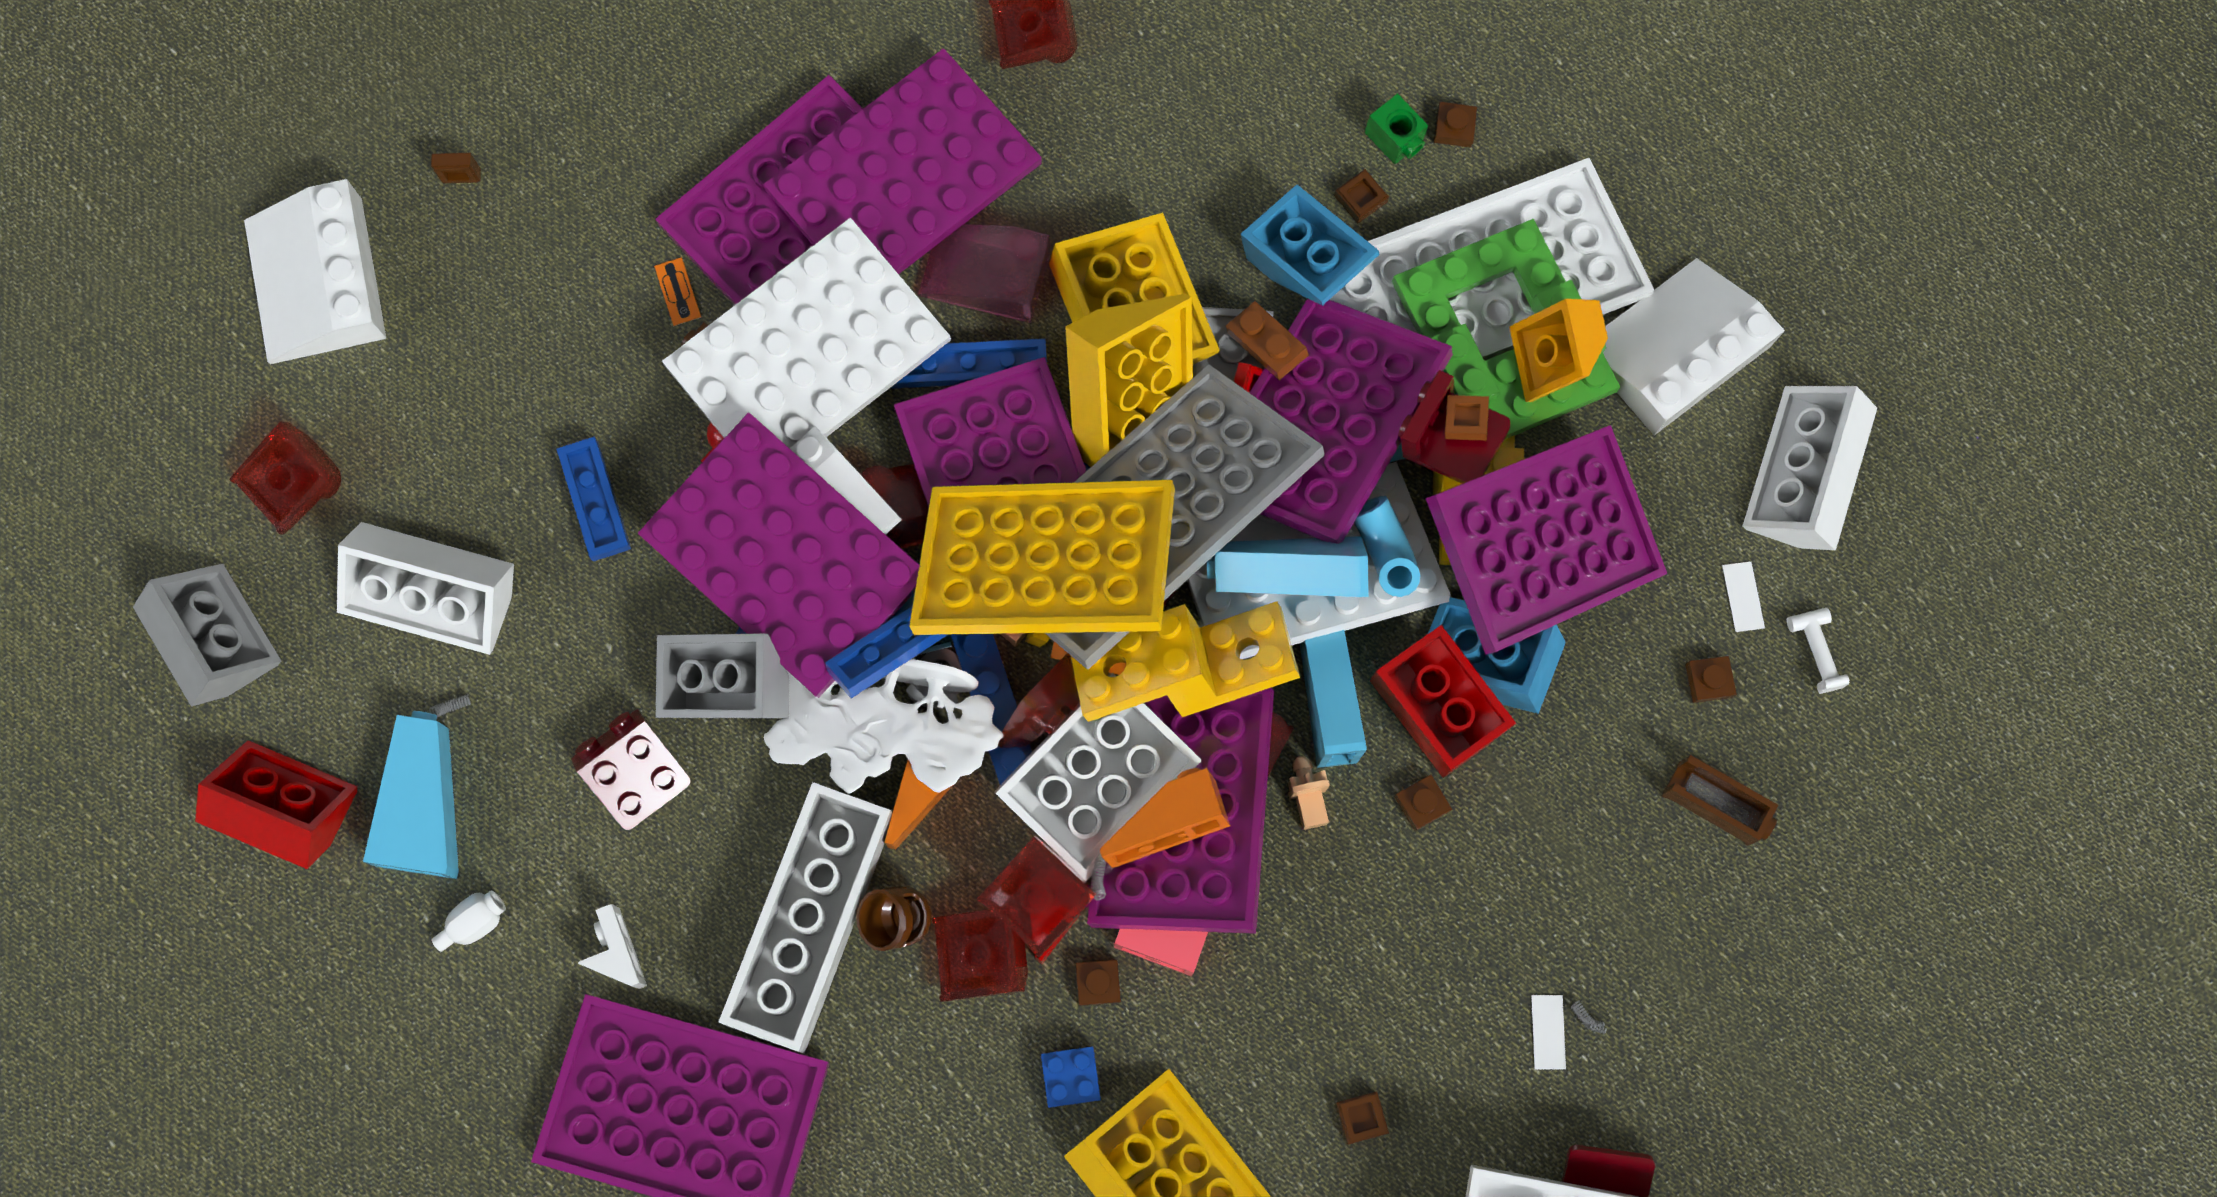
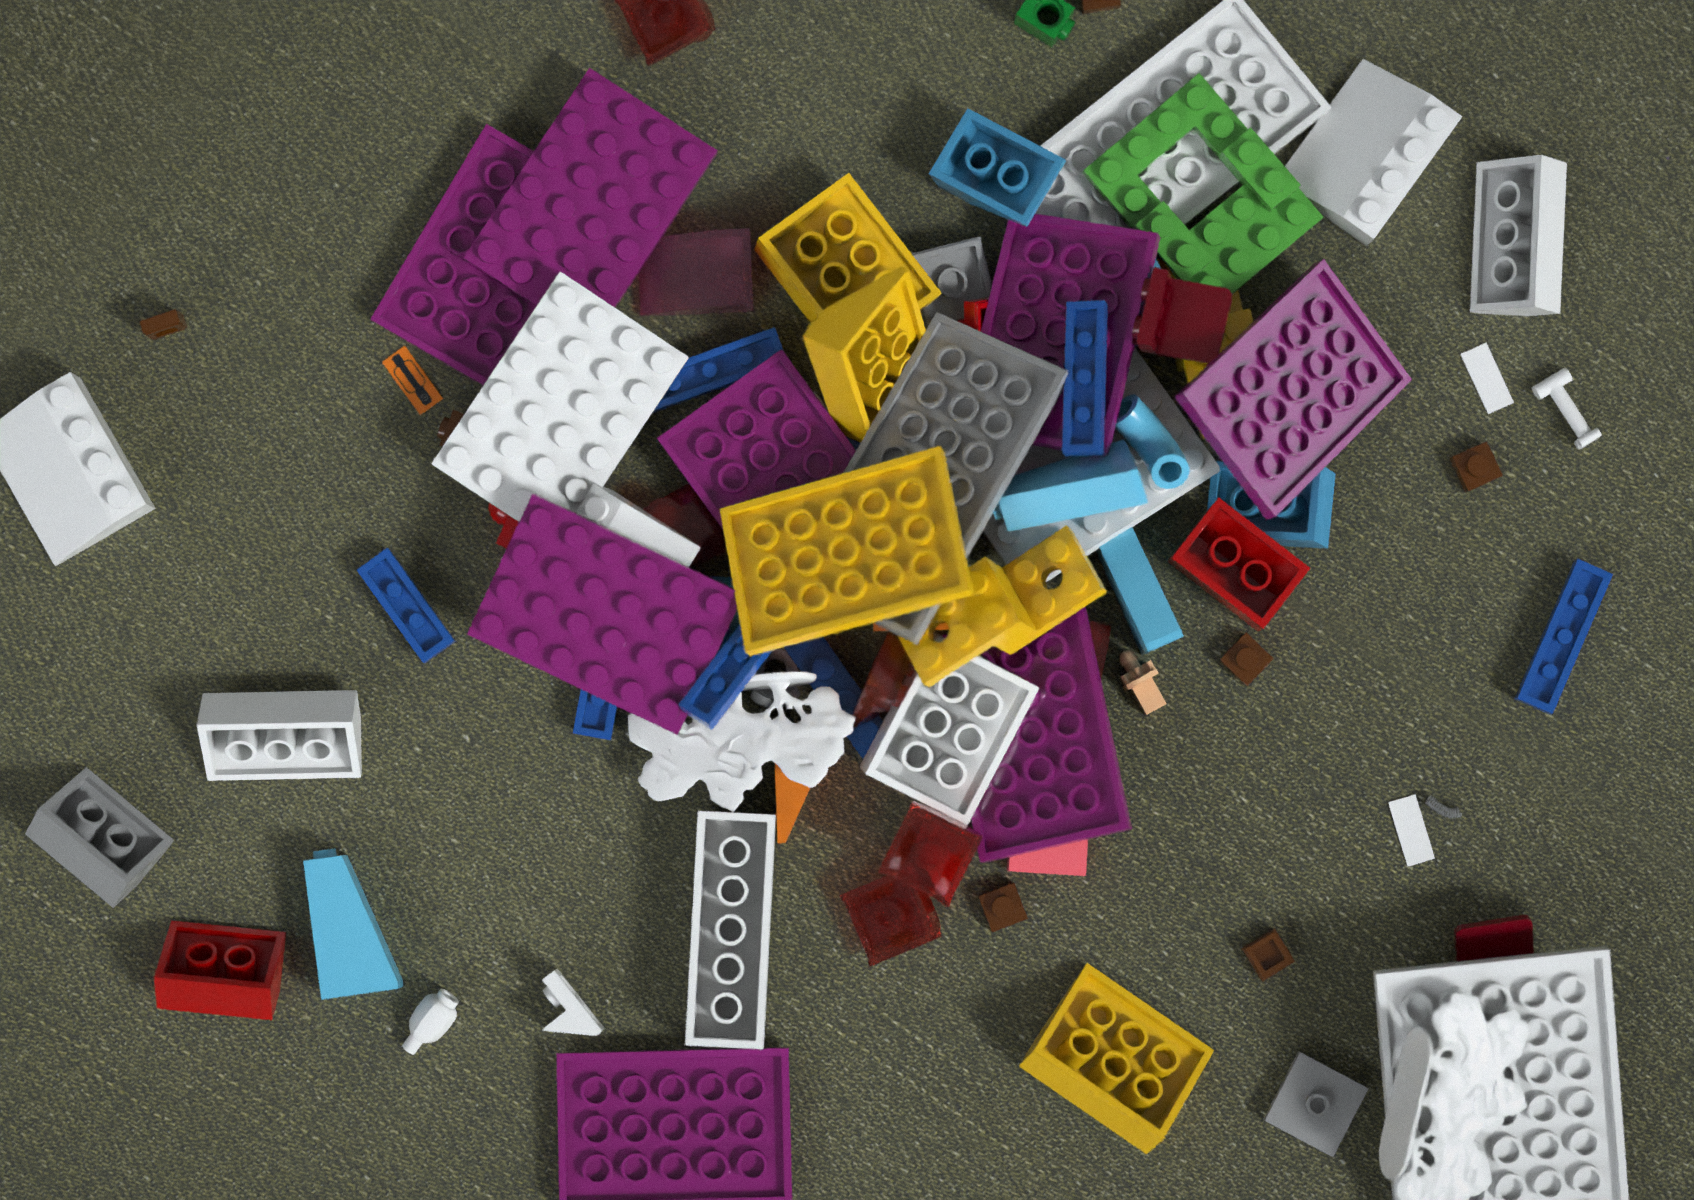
camera: 15 degrees left, 10 degrees up
(287, 476) = (118, 671): clear red slope -> none
(441, 709) = (341, 836): light grey leg -> none
(630, 769) = (525, 843): bracket -> none
(720, 677) = (584, 743): light grey slope -> none
(893, 917) = (806, 907): reddish brown helmet -> none
(1070, 1077) = (1003, 996): blue piece -> none
(1098, 879) = (978, 817): light grey leg -> none
(1173, 816) = (1030, 746): orange slope -> none
(1267, 340) = (983, 271): dark orange plate -> none
(1339, 462) = (1085, 379): none -> blue plate
(1361, 196) = (1029, 91): reddish brown tile -> none
(1467, 417) = (1190, 302): dark orange plate -> none
(1558, 345) = (1257, 204): light orange slope -> none
(1721, 800) = (1512, 579): reddish brown window -> none
(1759, 877) = (1563, 636): none -> blue plate

